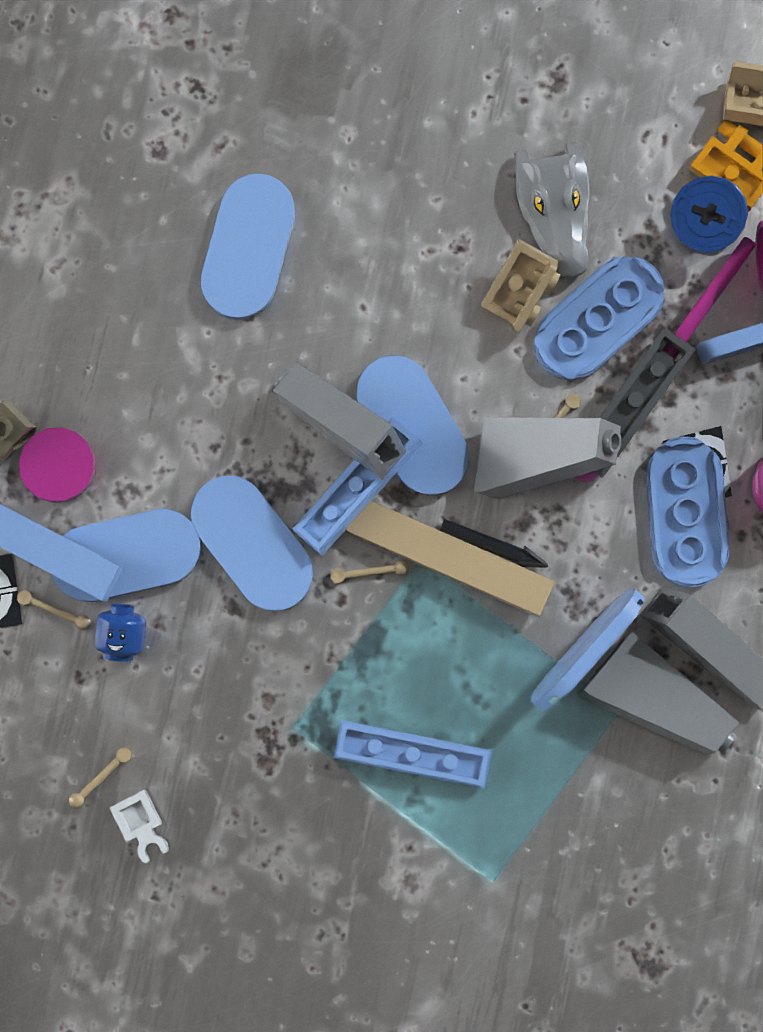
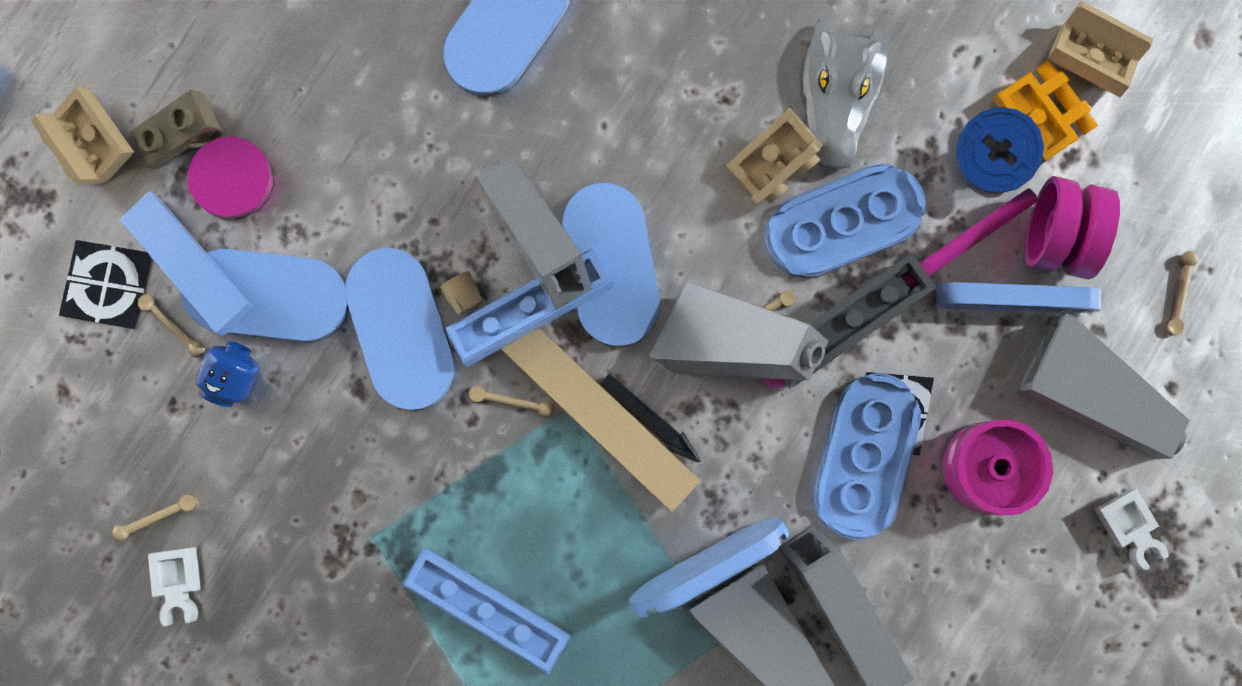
camera: 15 degrees right, 0 degrees up
(294, 494) = (462, 293): none -> tan hose

